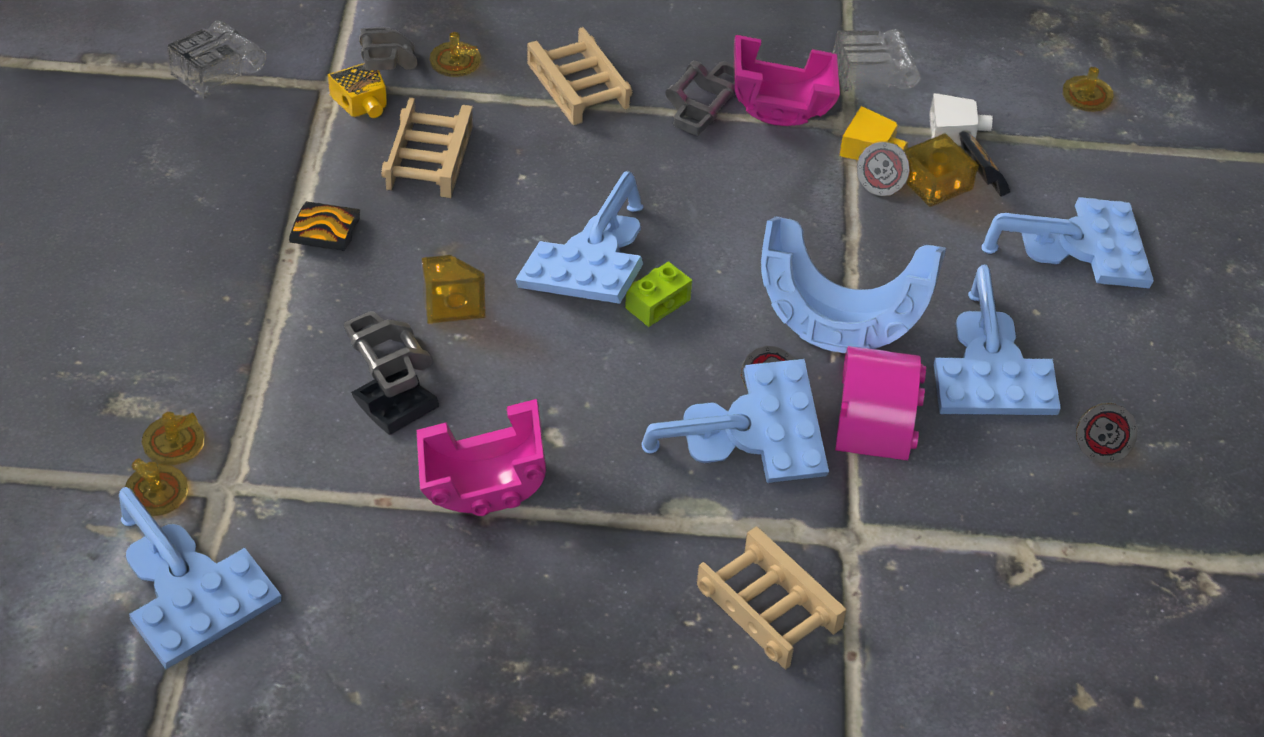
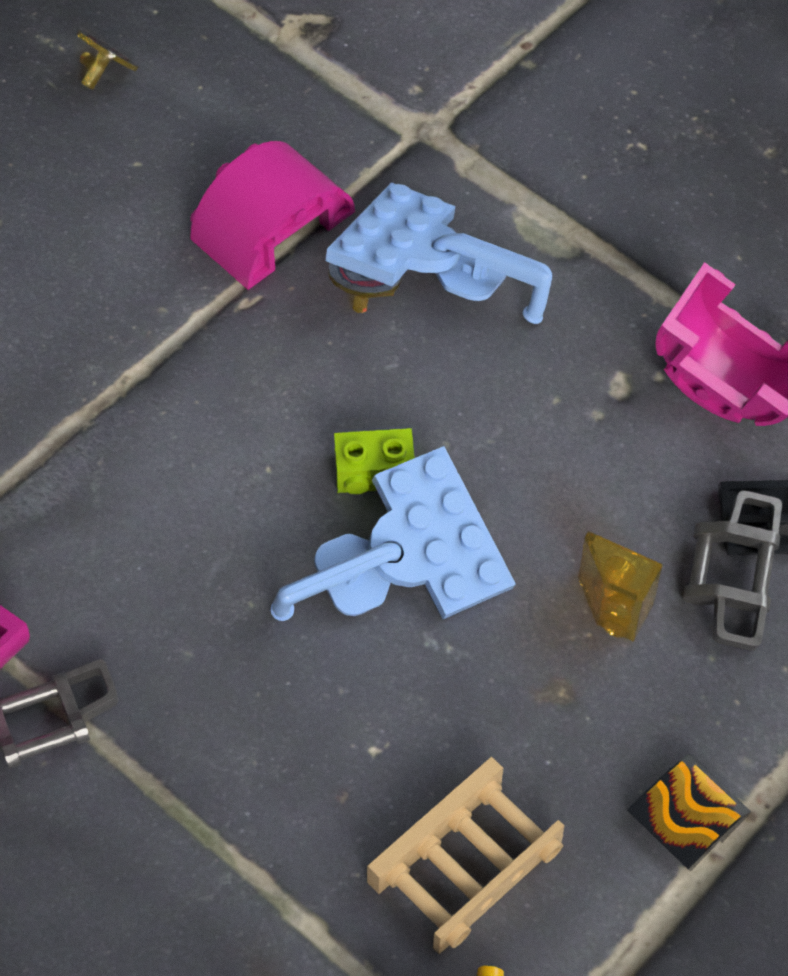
camera: 140 degrees left, 10 degrees up
(563, 90) = (196, 883): tan fence -> none
(782, 571) = (531, 122): tan fence -> none
(835, 314) = (198, 303): light blue windscreen -> none
(993, 371) = (119, 176): light blue plate -> none

